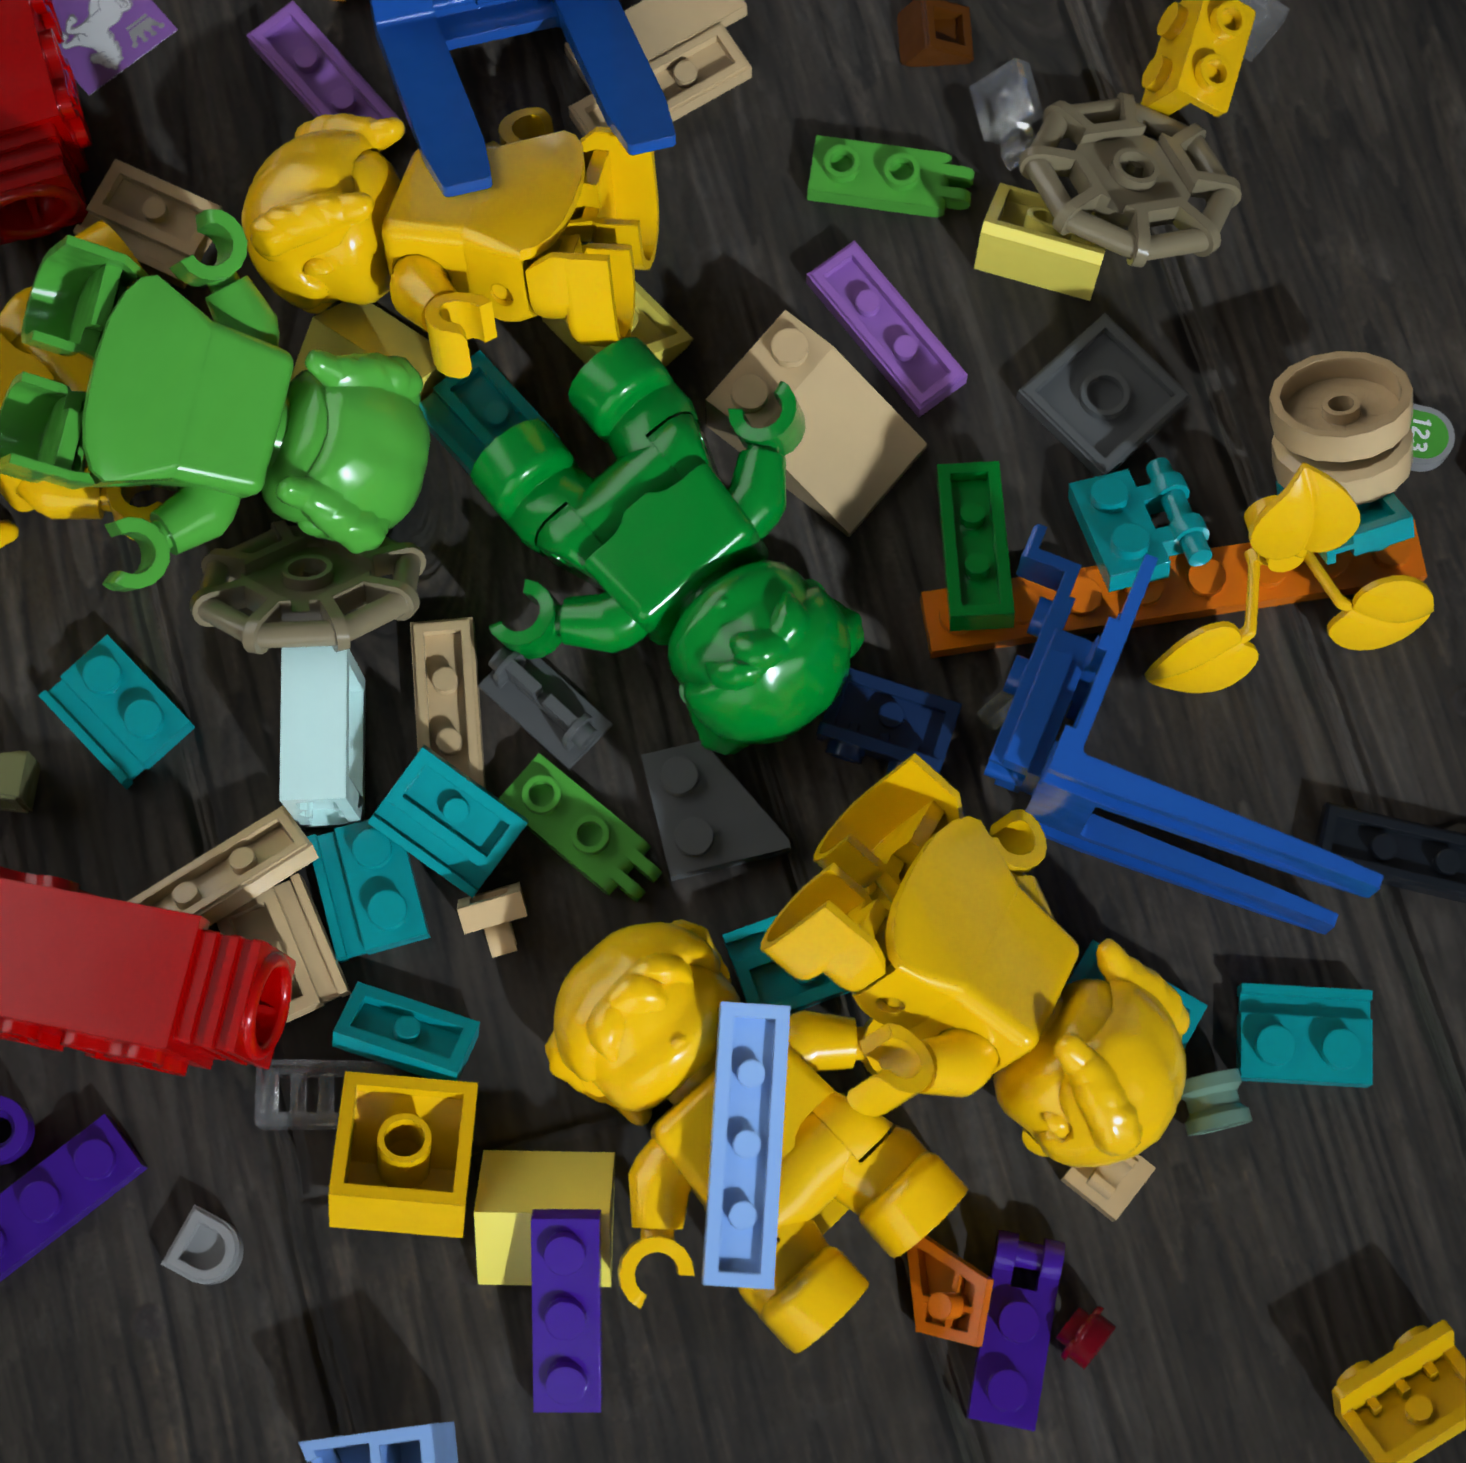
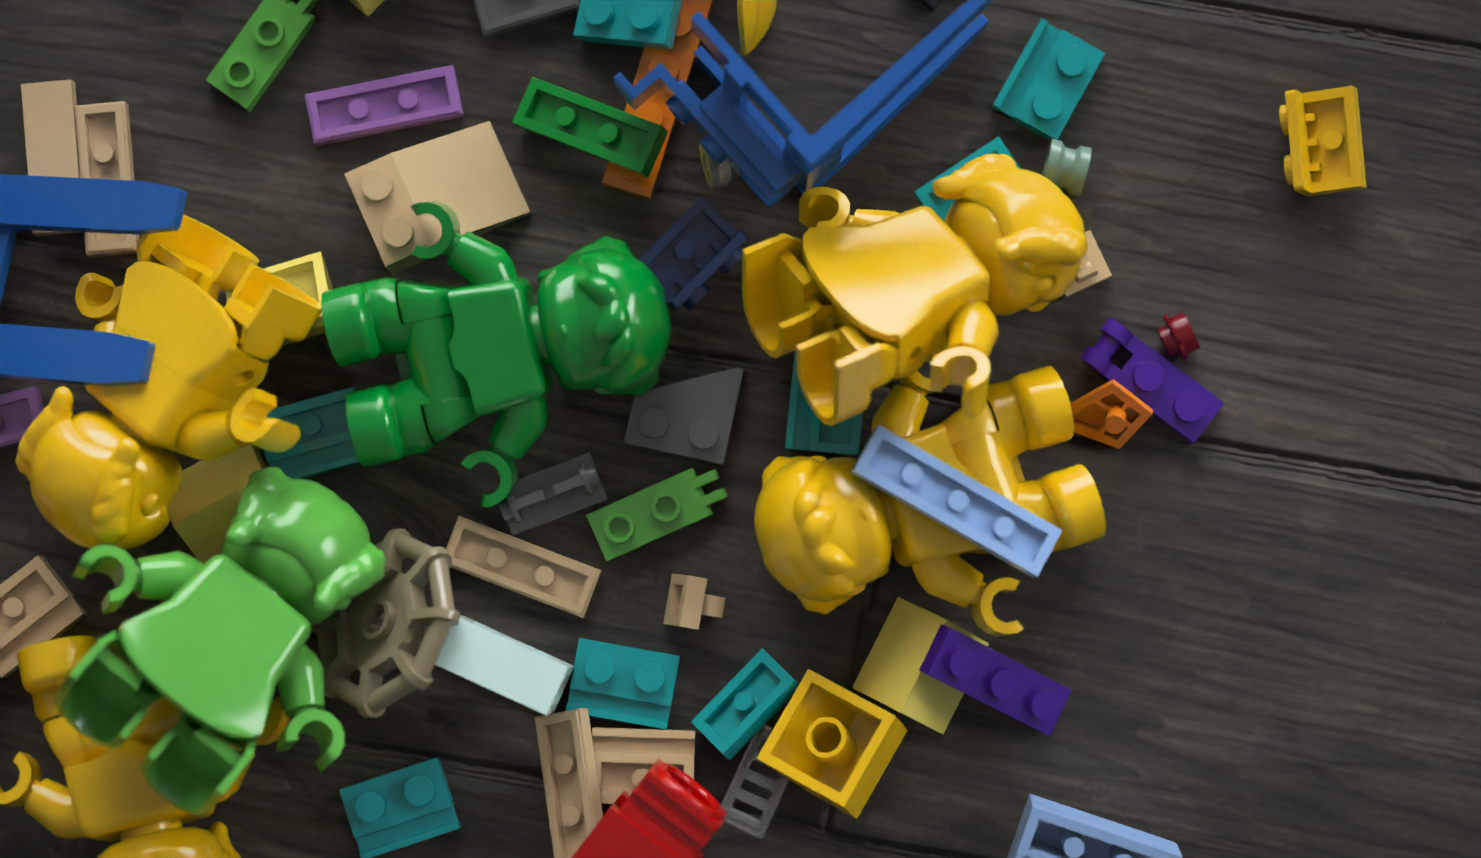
camera: 65 degrees left, 10 degrees up
(448, 821) = (607, 603): teal plate -> none

